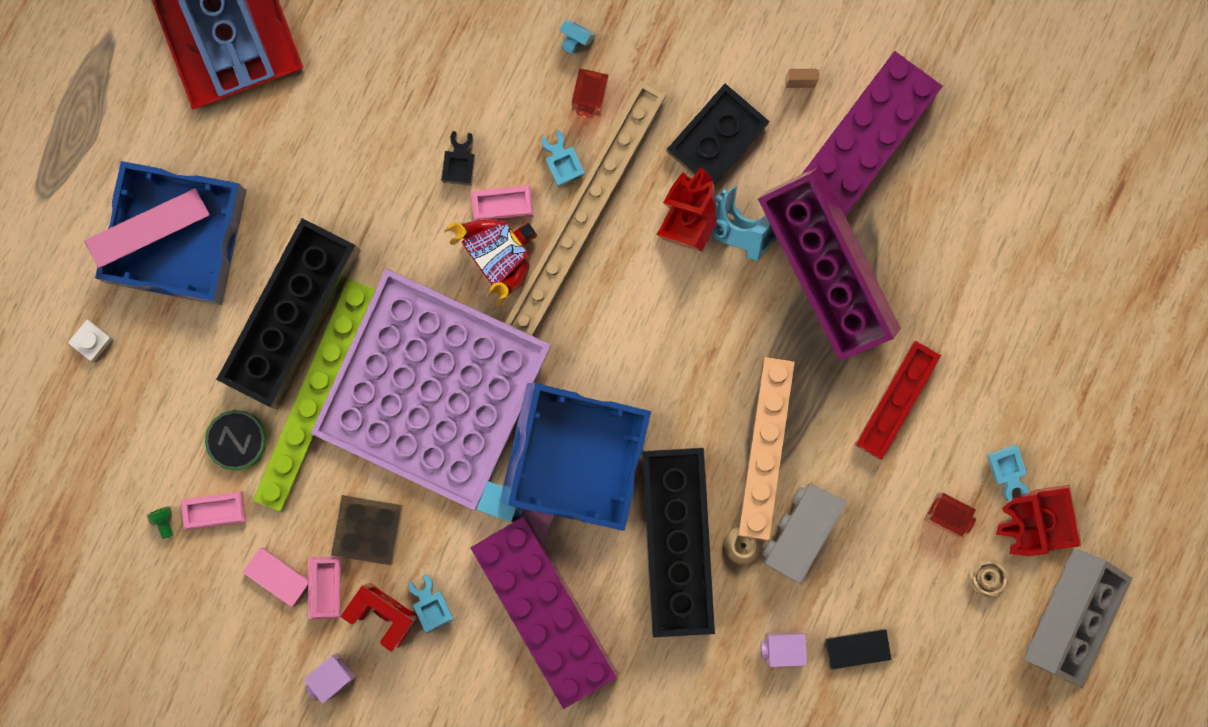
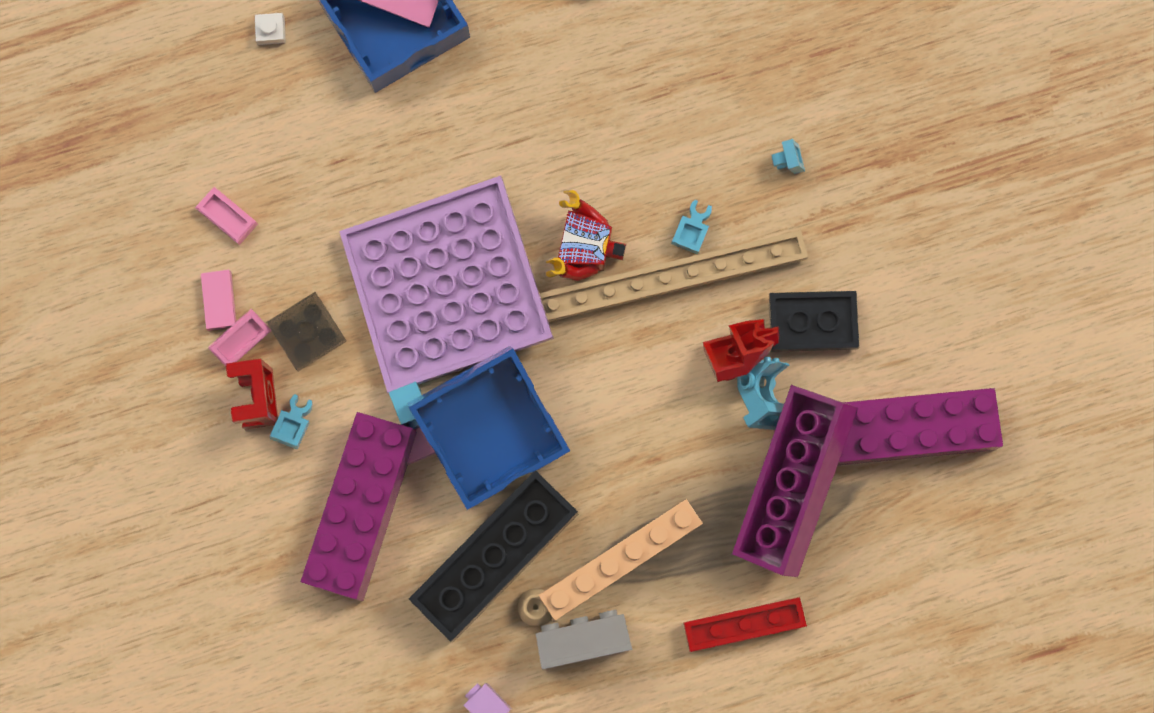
camera: 50 degrees right, 5 degrees down
(161, 518) = (188, 185): green piece -> none
(235, 440) = (289, 186): black tile -> none
(289, 314) = (408, 141): black brick -> none
(296, 434) = (326, 225): lime plate -> none
(328, 678) = (178, 399): lavender brick -> none
(459, 165) = (622, 161): black plate -> none
(502, 203) = (624, 216): bright pink tile -> none
(589, 93) = (758, 204): clear red brick -> none
(802, 78) = (912, 341): medium nougat tile -> none

